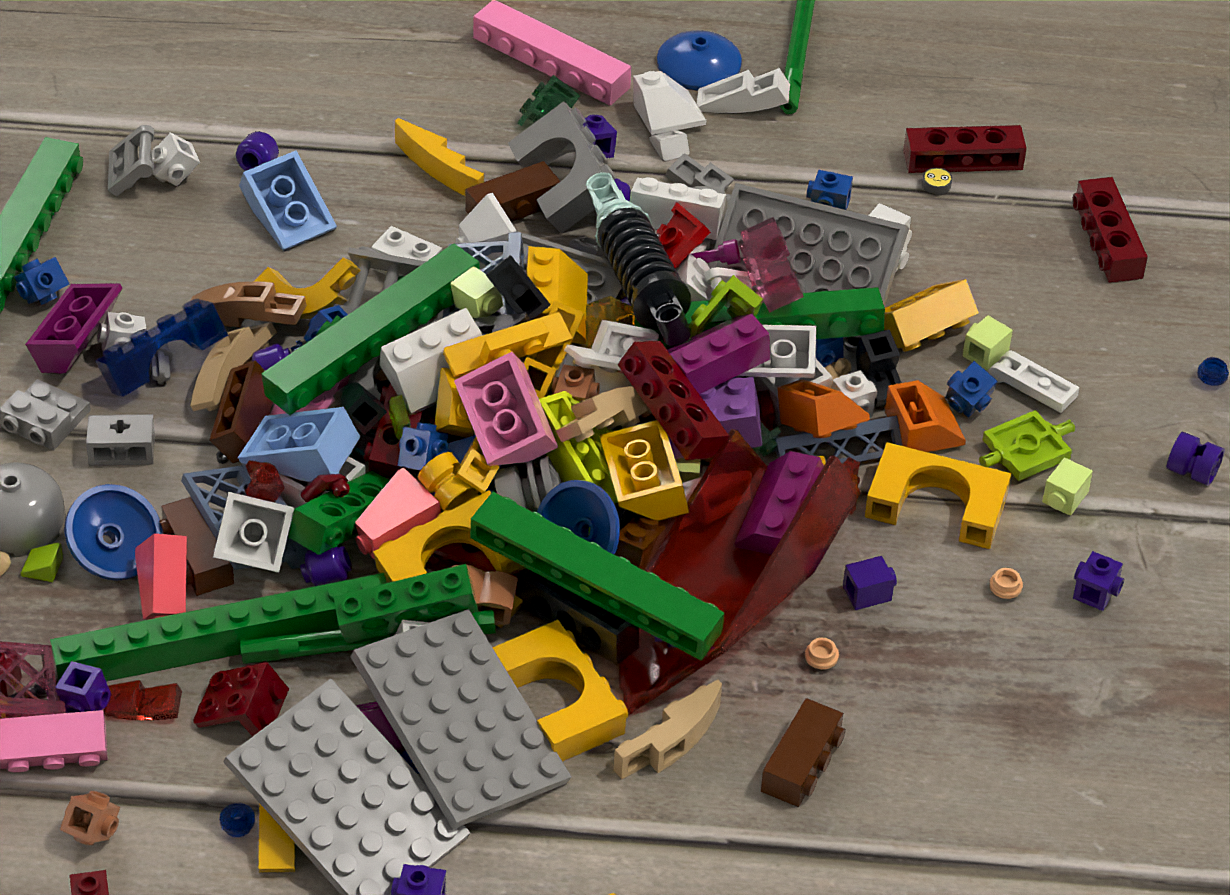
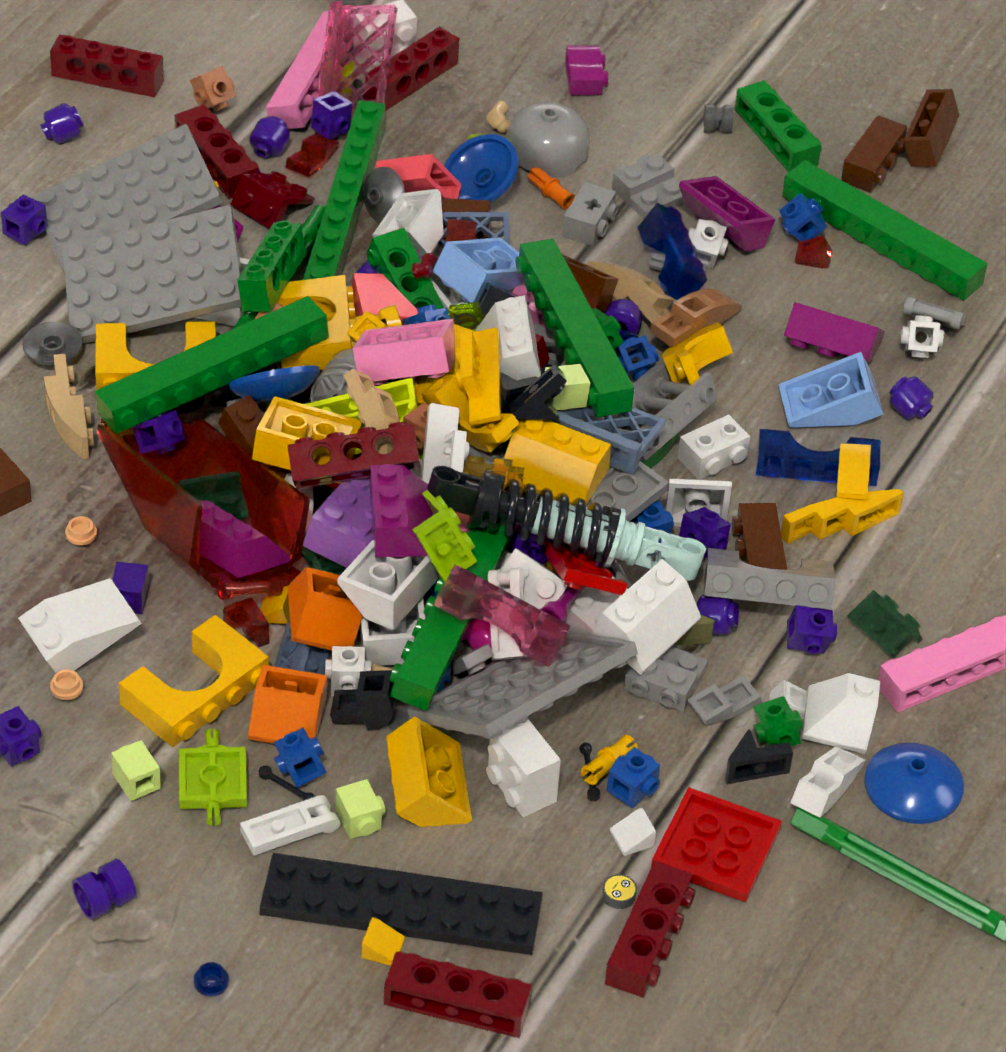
camera: 115 degrees right, 0 degrees up
(77, 271) = (814, 253): none -> clear red slope
(96, 476) = (551, 187): none -> orange axle
(143, 740) = (269, 137): none -> dark purple head
(189, 781) = (218, 149): none -> dark red brick
(195, 222) = (832, 333): none -> magenta slope
(199, 586) = (382, 191): none -> flat silver dish
(366, 169) = (784, 457): none -> clear blue arch
(392, 145) = (853, 471): none -> yellow slope
(530, 220) = (706, 528): none -> dark purple brick
(596, 774) = (50, 339): none -> flat silver dish
(713, 130) = (777, 723): none -> green brick
(728, 558) = (220, 489): none -> clear green bracket
(754, 139) = (752, 763): none -> black slope
(852, 139) = (718, 843): none -> red plate
(876, 187) = (634, 833): none -> white slope
(949, 584) = (79, 624): none -> white slope
(988, 422) = (265, 773): none -> black hinge
(1050, 297) = (405, 901): none -> black plate
(1097, 292) = (381, 942): none -> yellow slope

